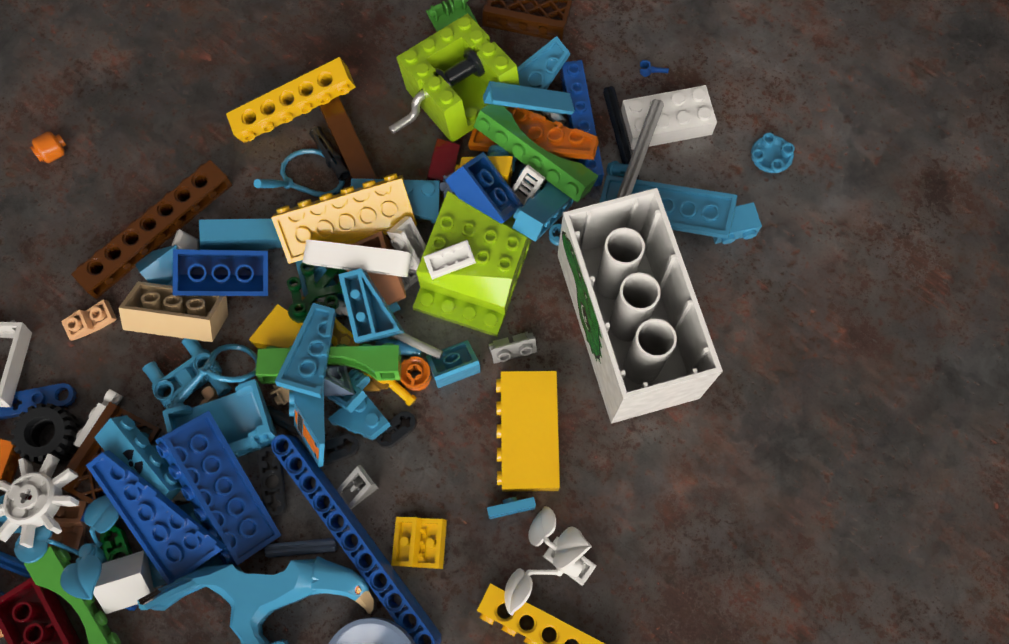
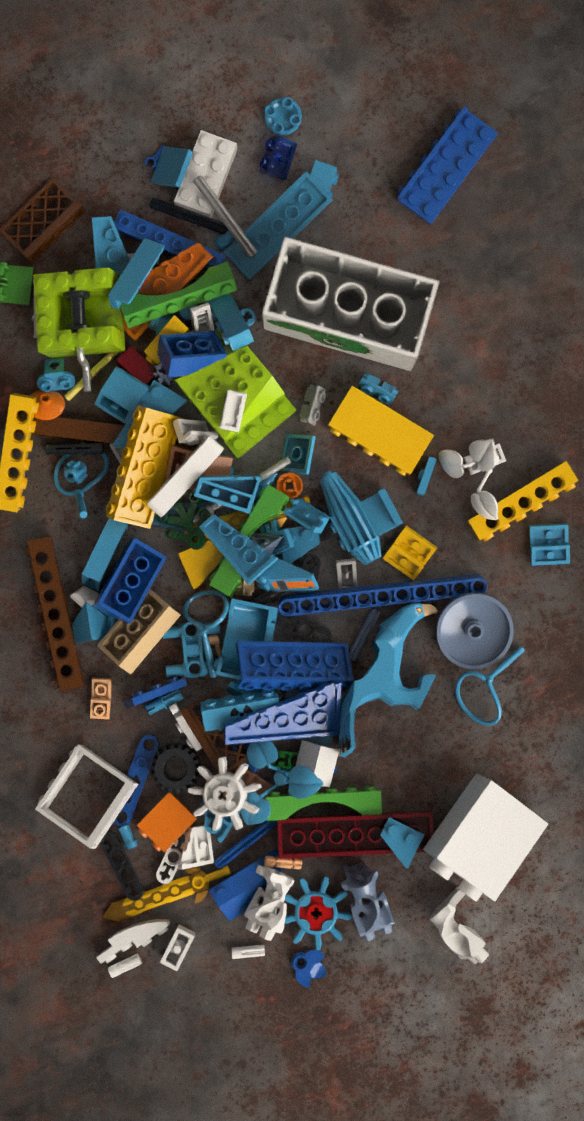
camera: 60 degrees left, 15 degrees up
(115, 382) = (164, 701): none -> dark azure axle
(119, 366) = (155, 691): none -> blue wing
(306, 166) = (75, 471): none -> dark azure gear
(357, 106) = (50, 404): none -> orange dish
(387, 101) = (57, 378): none -> dark azure bracket
(391, 406) = (307, 515): none -> dark azure hinge
(406, 157) = (121, 395): none -> dark azure slope
(412, 130) = (93, 372): none -> light yellow bar
(417, 466) = (358, 521): none -> dark azure piece
(569, 392) = (370, 385): none -> dark azure hinge
(654, 83) = (171, 166): none -> dark azure tile
(731, 172) = (277, 157): none -> clear blue bracket
(840, 331) = (446, 165): none -> blue bracket

